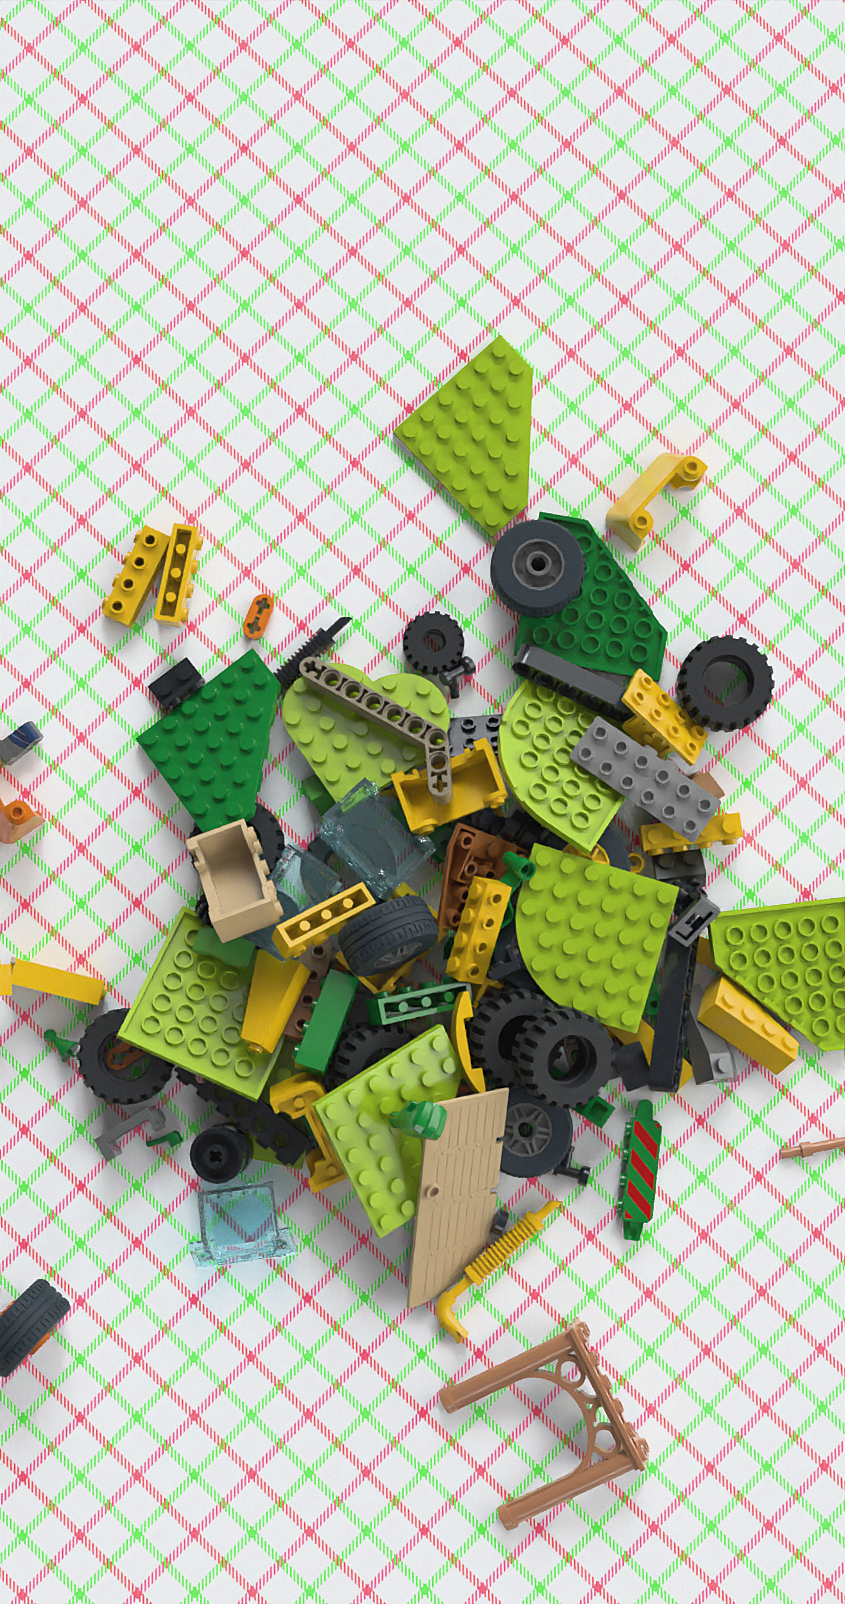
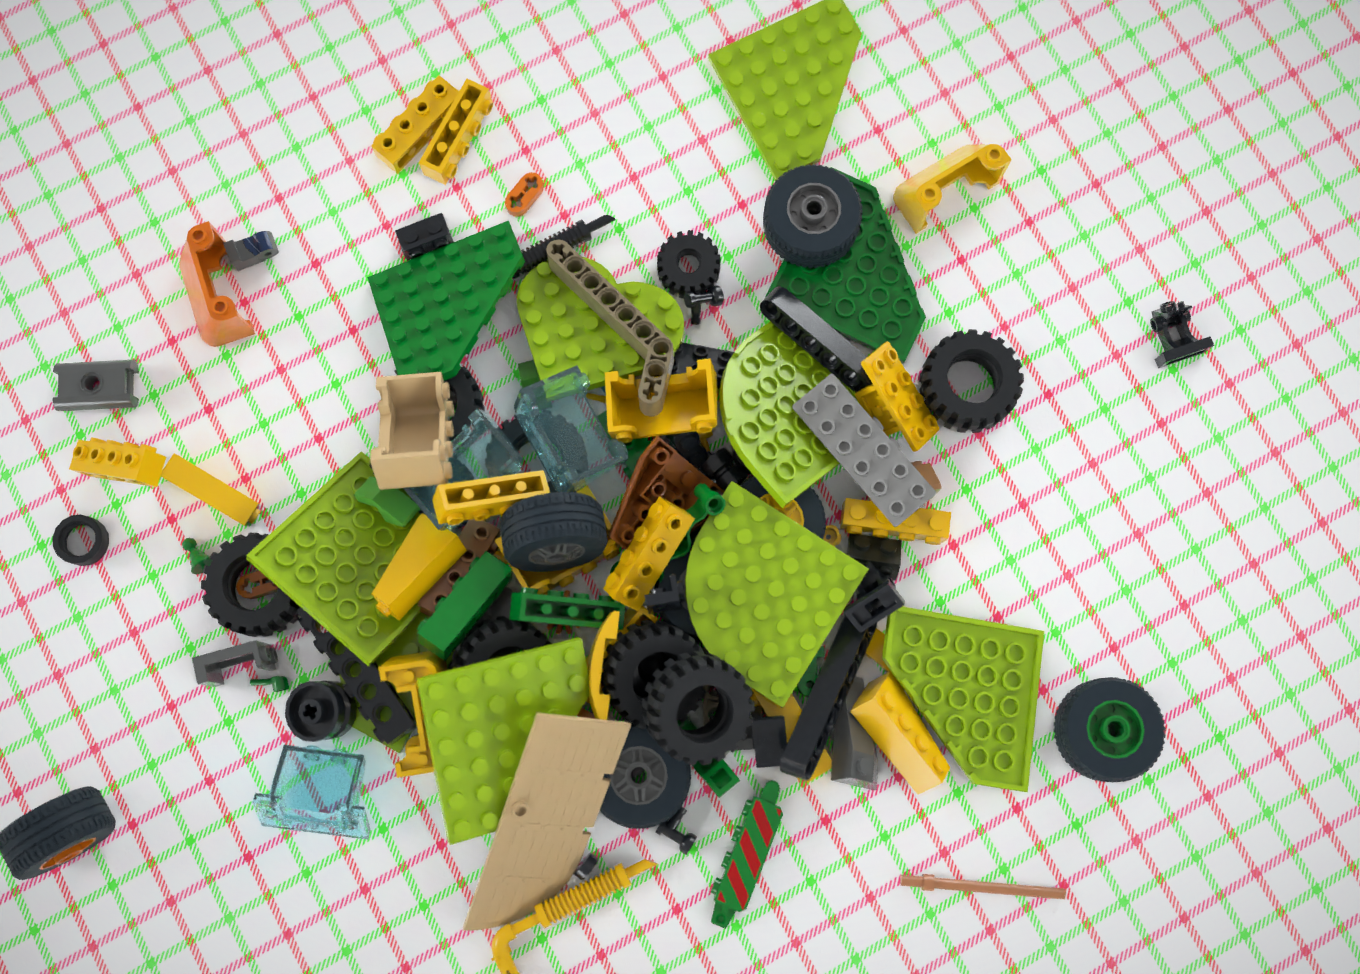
camera: 15 degrees right, 5 degrees down
(420, 1120) = (525, 727): green piece -> none

